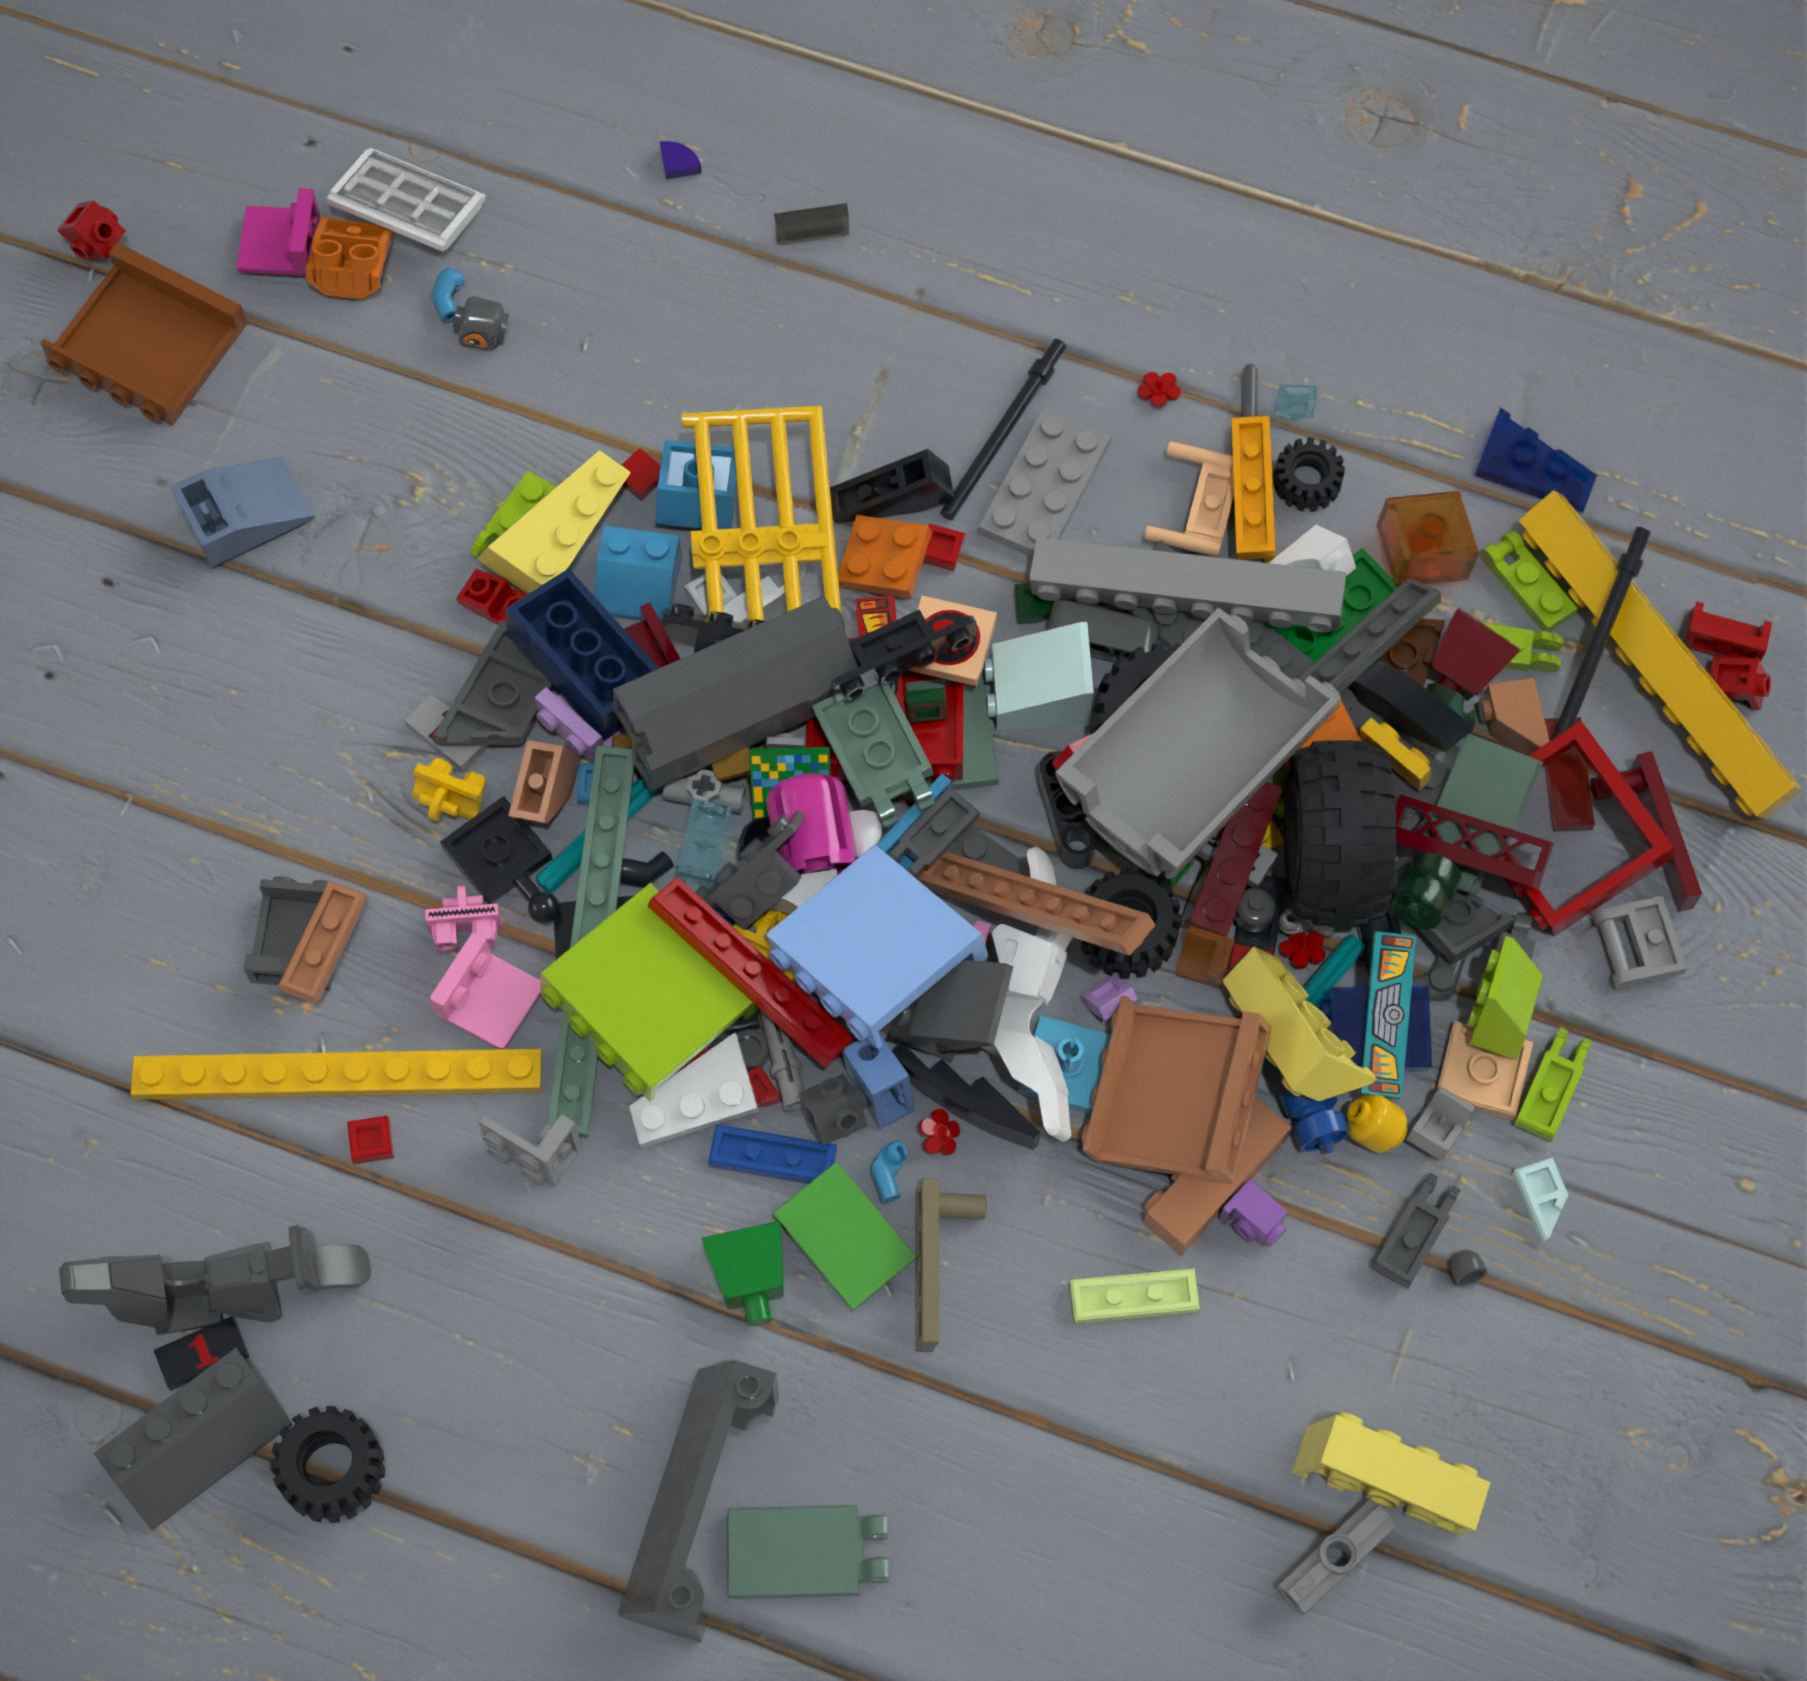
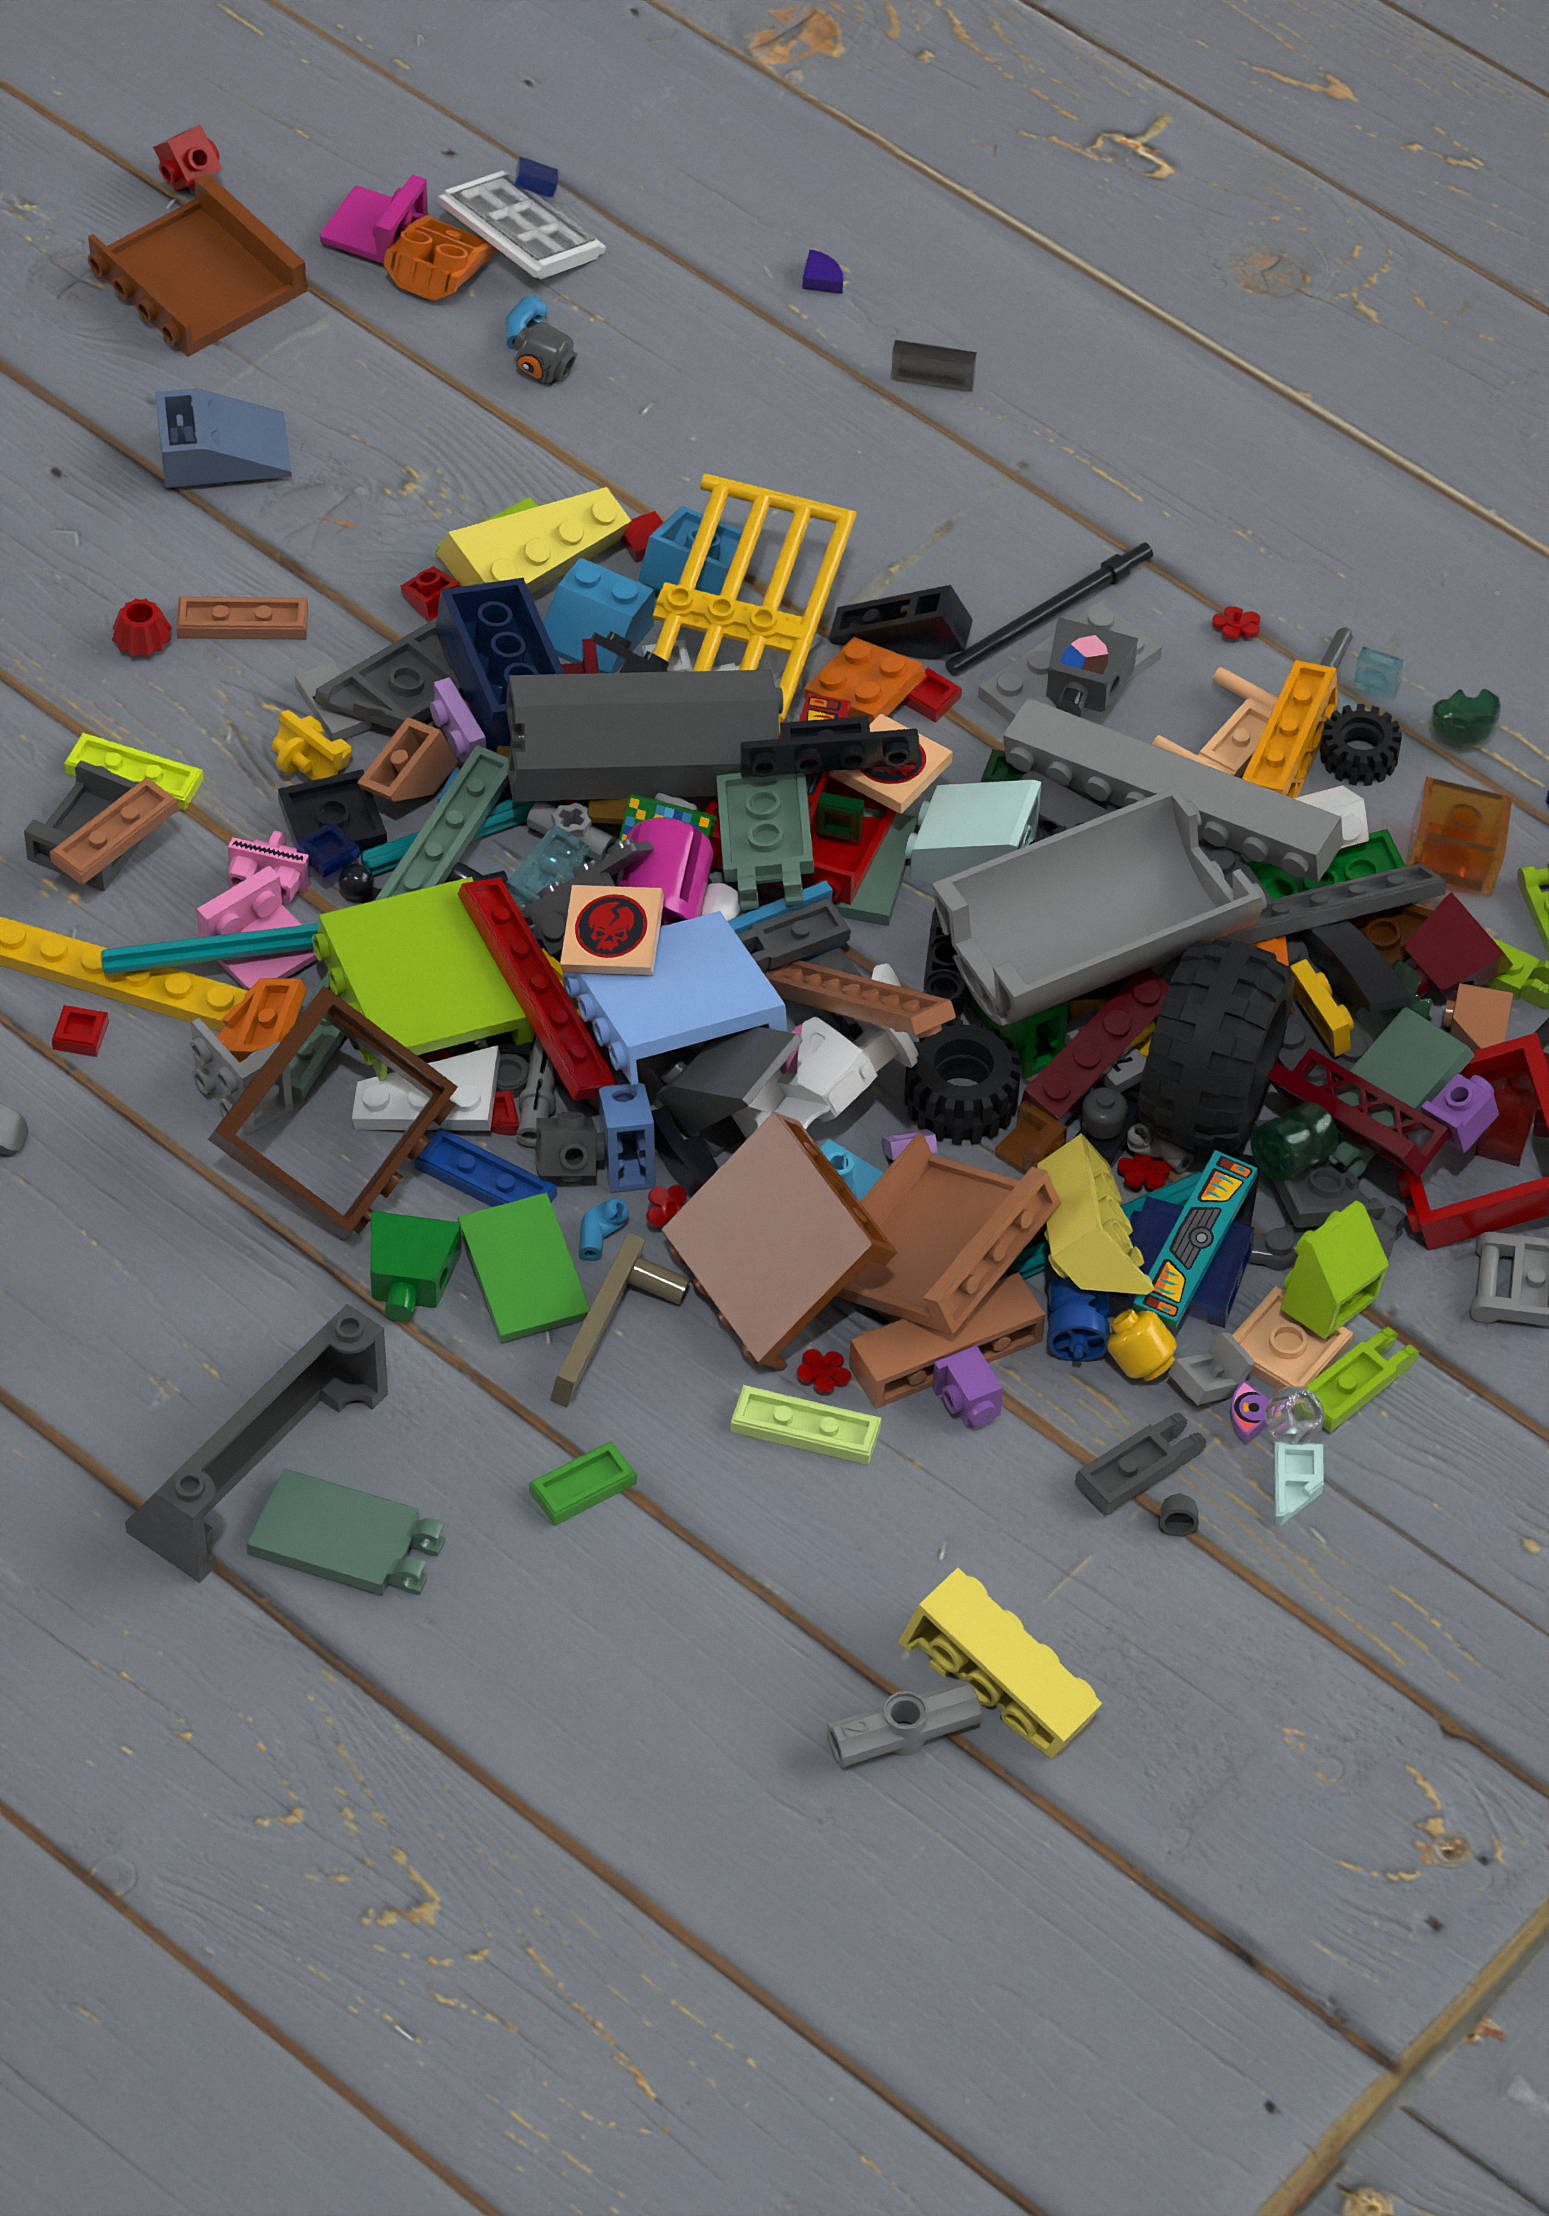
camera: 20 degrees right, 15 degrees down
(253, 721) = (141, 628): none -> red piece
(306, 861) = (133, 764): none -> neon yellow tile
(333, 675) = (242, 617): none -> nougat tile
(399, 147) = (536, 177): none -> clear blue tile
(453, 1025) = (208, 949): none -> teal axle
(509, 889) = (328, 849): none -> clear blue tile
(528, 1085) = (262, 1016): none -> orange wing
(573, 1145) = (386, 1049): none -> reddish brown window
(802, 907) = (612, 930): none -> tile
(977, 1423) = (582, 1483): none -> bright green tile
(1054, 1146) = (774, 1237): none -> panel
(1065, 485) = (1088, 666): none -> dark grey torso
(1126, 1238) = (823, 1370): none -> red plant
(1384, 419) = (1466, 719): none -> clear green hair
(1481, 1146) = (1248, 1412): none -> medium lavender tile
(1525, 1144) = (1294, 1415): none -> clear piece
(1555, 828) = (1464, 1108): none -> medium lavender brick

